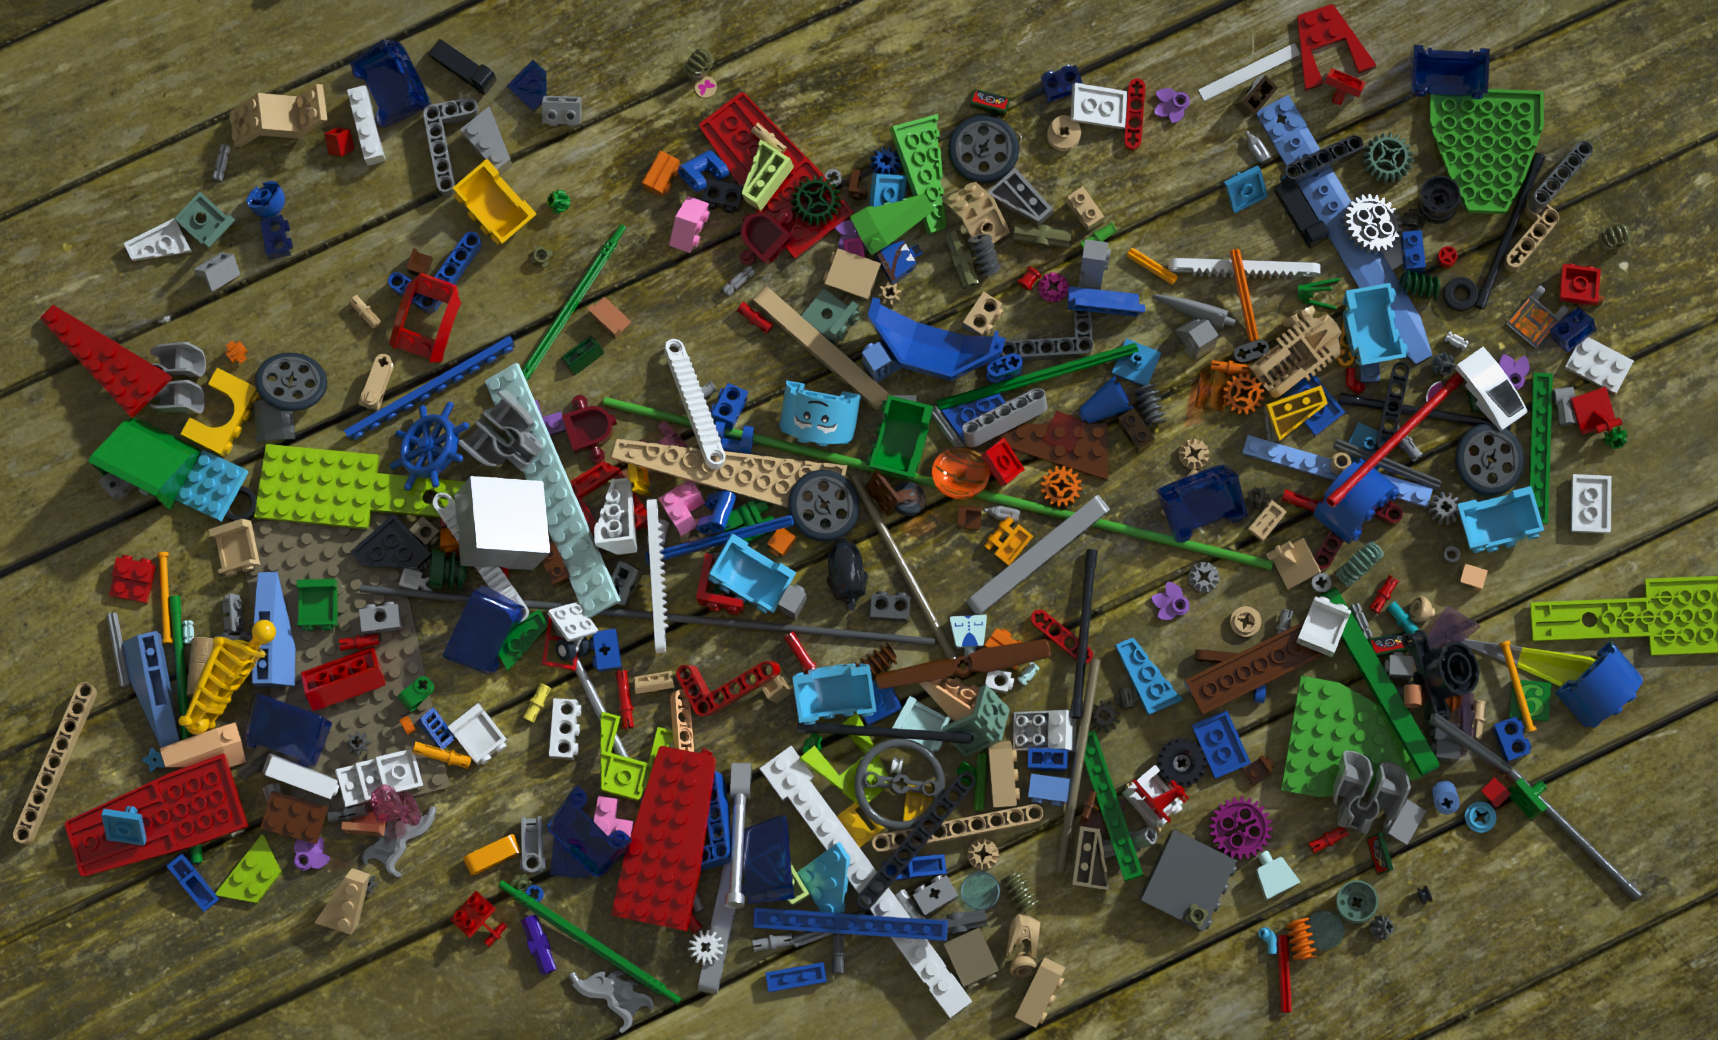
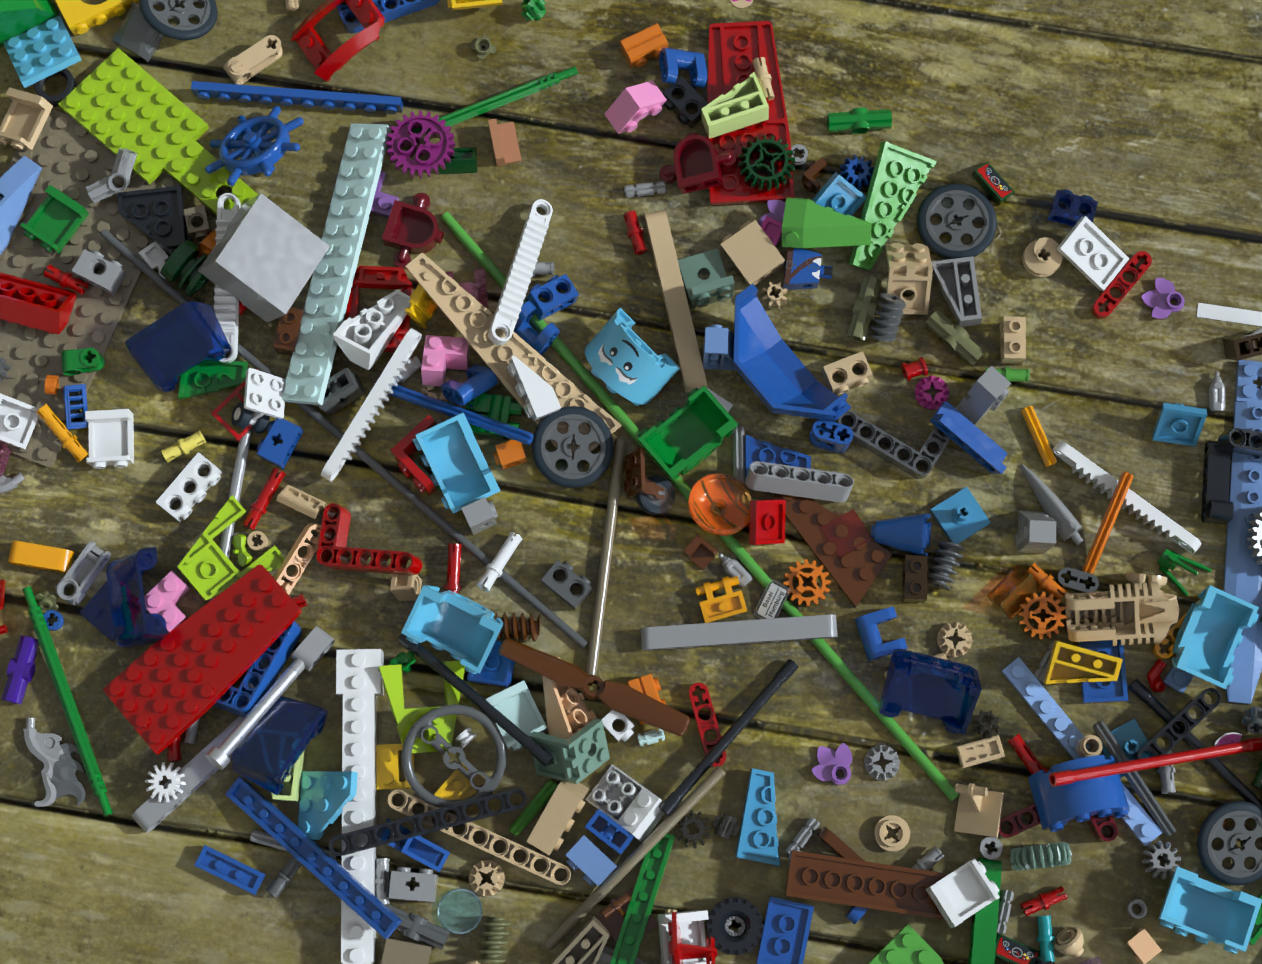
camera: 30 degrees right, 0 degrees up
(341, 530) = (106, 186): none -> light grey piece
(491, 448) = (307, 185): light grey piece -> none
(533, 362) = (403, 135): none -> magenta gear
(638, 737) = (252, 545): none -> tan bush
(641, 751) = (244, 557): none -> lime piece
(772, 483) = (537, 393): none -> white slope
(772, 942) = (232, 821): light grey pin -> none
(831, 632) = (495, 568): none -> white pin
(846, 572) = (549, 525): black piece -> none
(860, 122) = (859, 120): none -> green piece
(964, 767) = (526, 786): green plant -> none
(968, 632) = (622, 659): light aqua torso -> none
(1037, 376) = (857, 465): green axle -> none
(1045, 516) = (772, 600): none -> sticker
(1132, 492) = (871, 636): none -> blue connector
(1185, 666) = (804, 835): none -> light grey axle

